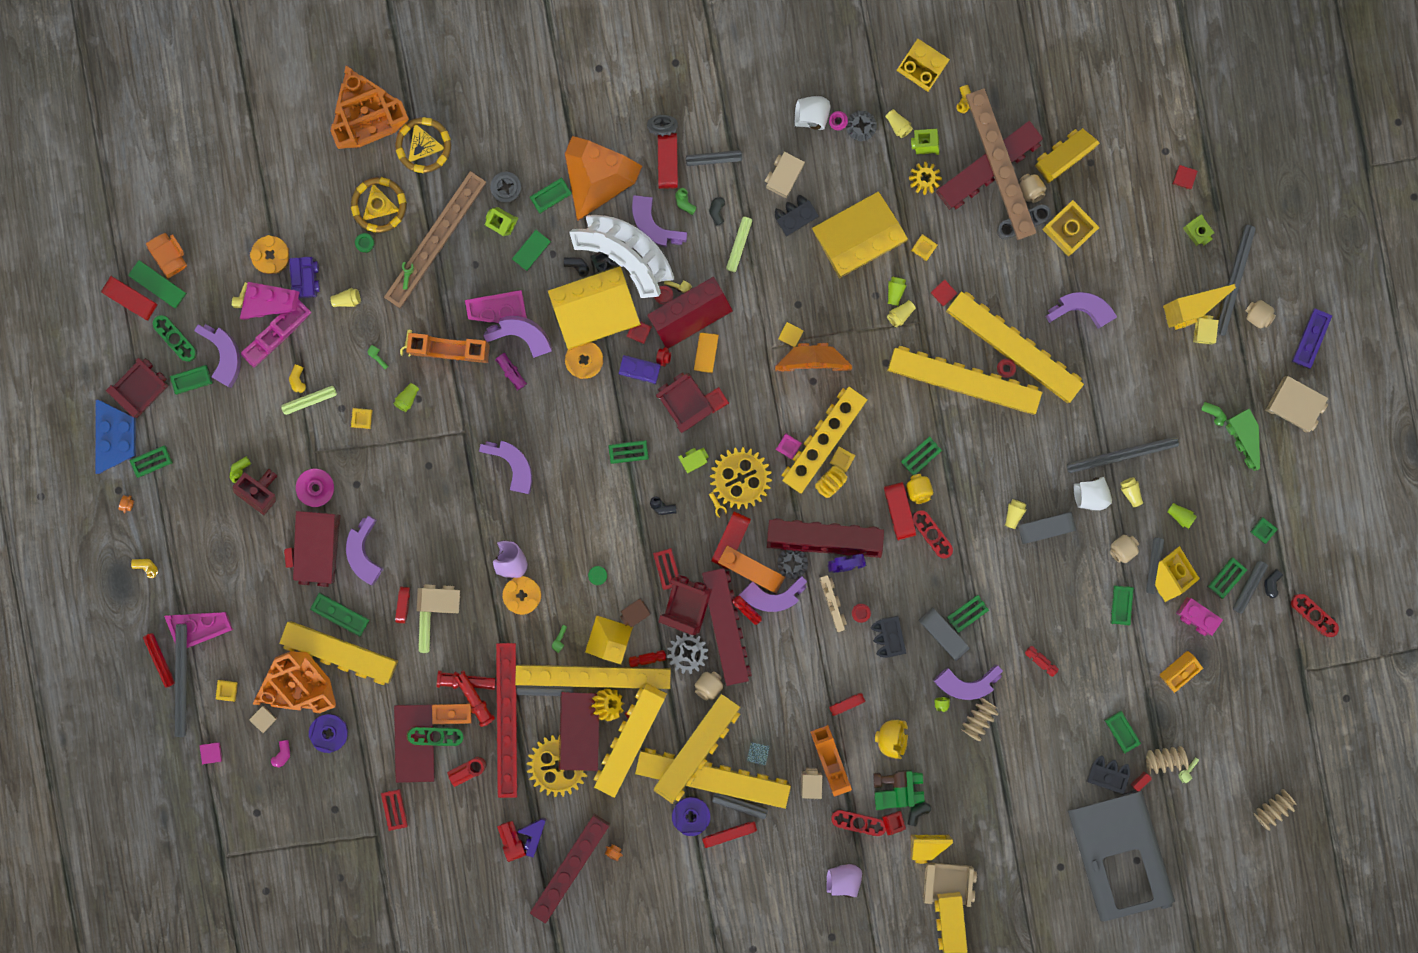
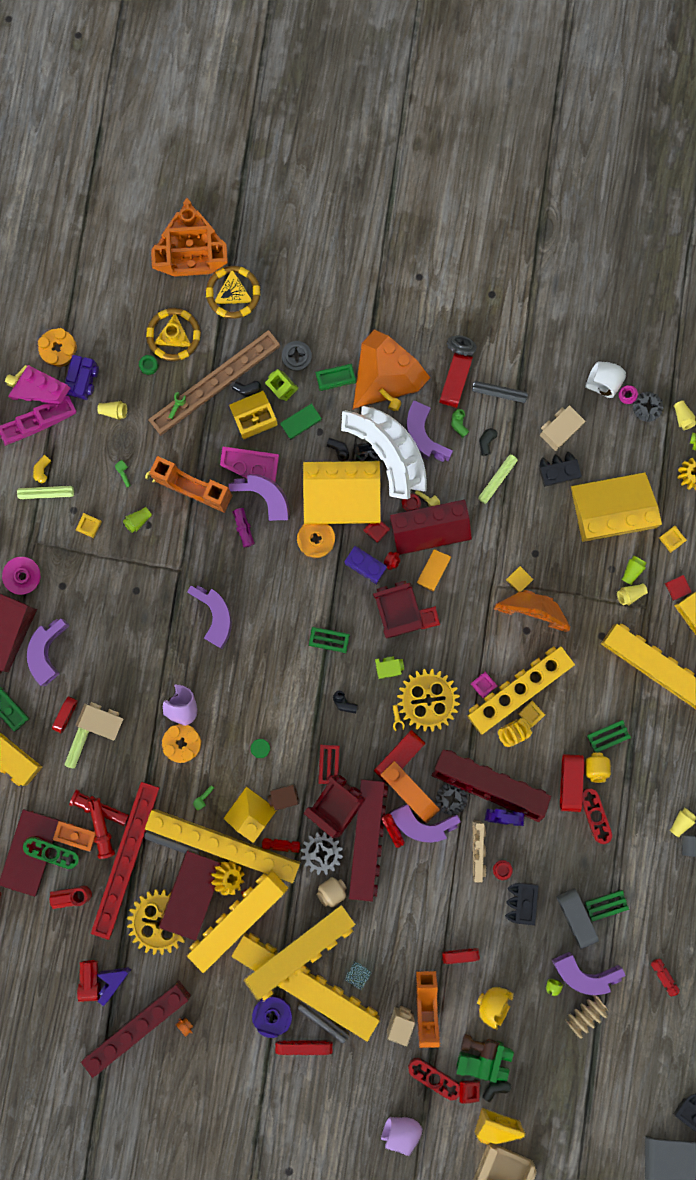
camera: 20 degrees right, 5 degrees down
(470, 236) = (247, 390): none -> black arm
(483, 259) = (253, 415): none -> yellow slope
(616, 203) = (394, 403): none -> yellow hand

